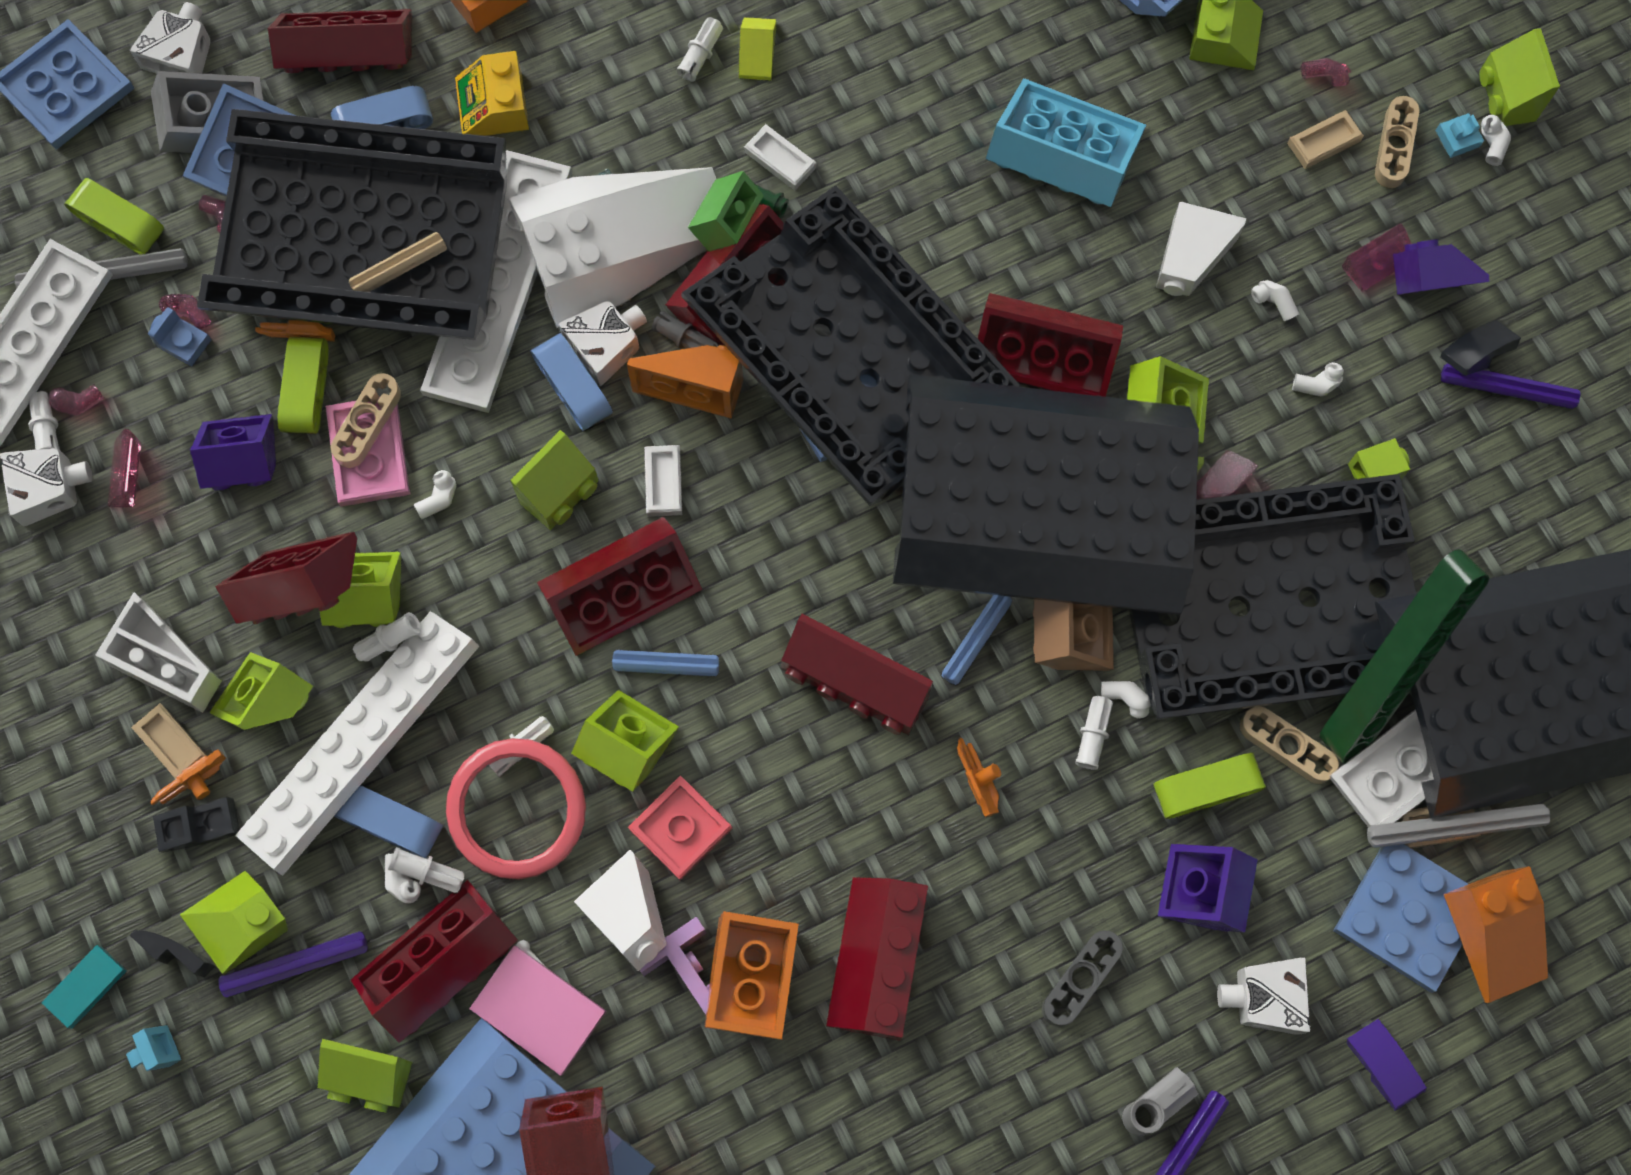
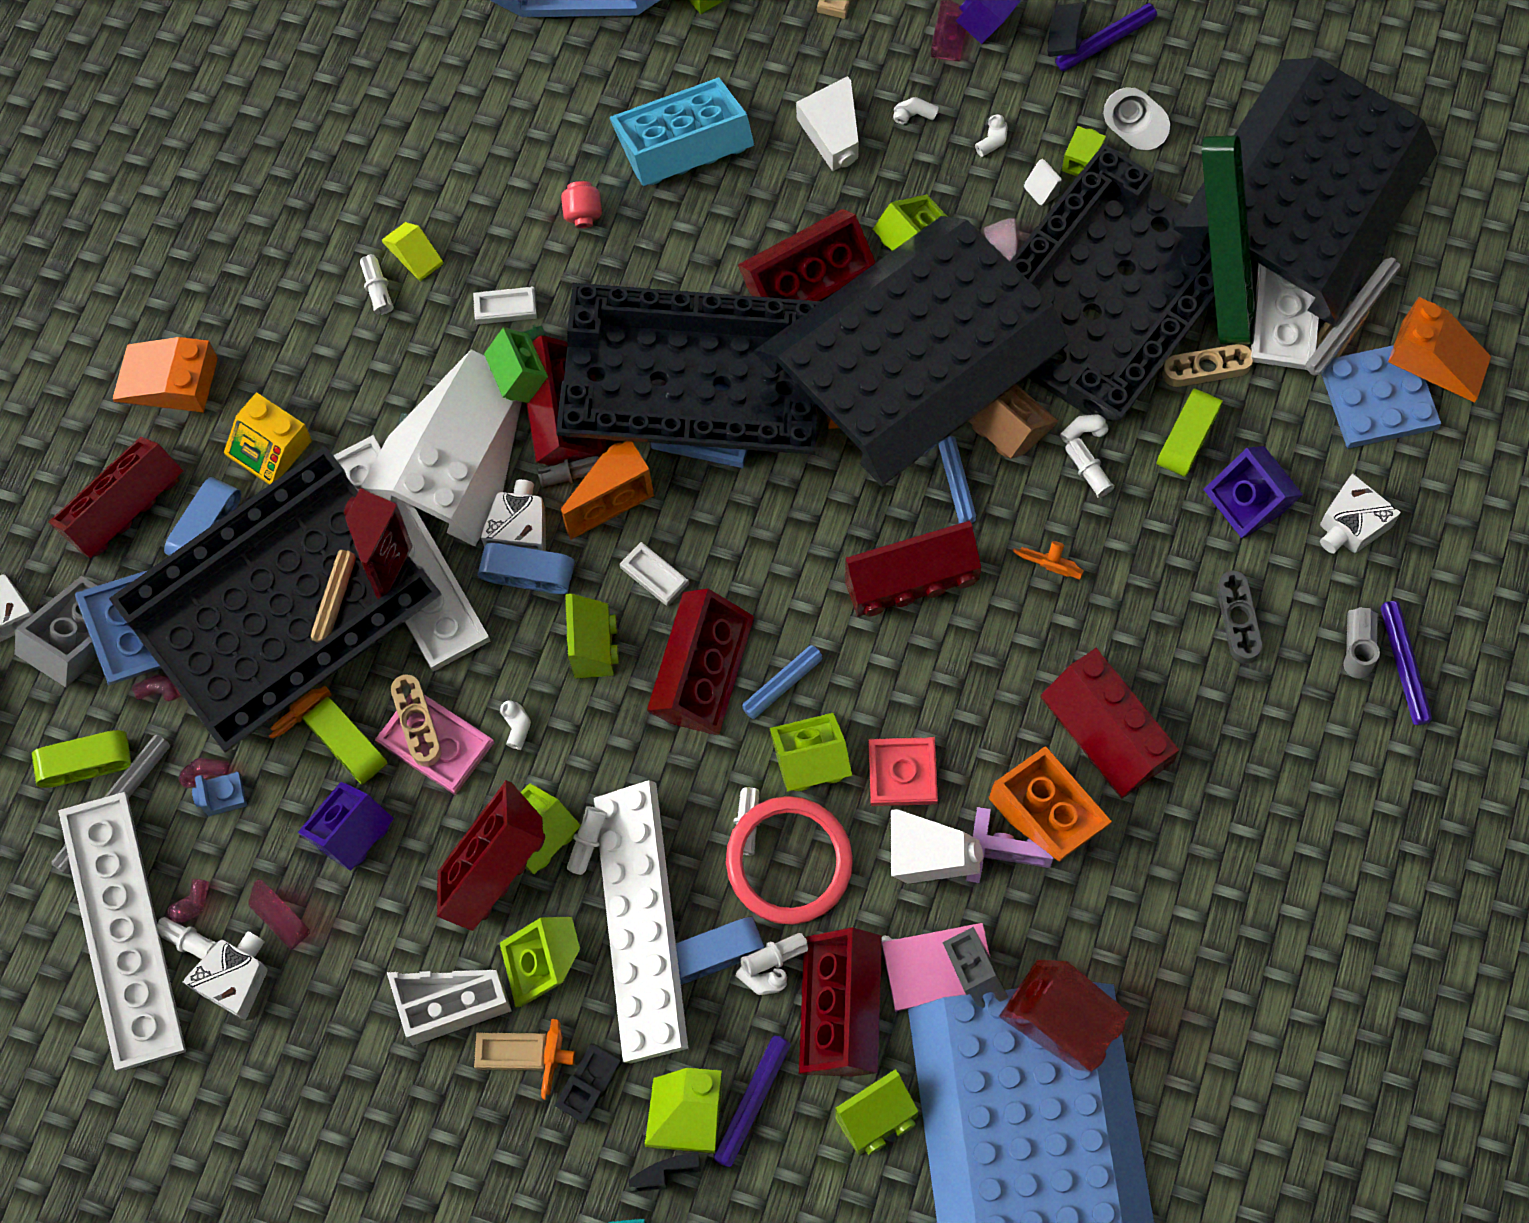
camera: 40 degrees left, 5 degrees down
(446, 250) = (378, 538): none -> dark red slope
(549, 1042) = (974, 967): none -> dark grey hinge
(922, 129) = (581, 204): none -> coral head
(1316, 460) = (1043, 183): none -> white slope
(1387, 1064) = (1460, 490): dark purple slope -> none
(1456, 479) = (1136, 118): none -> white piece

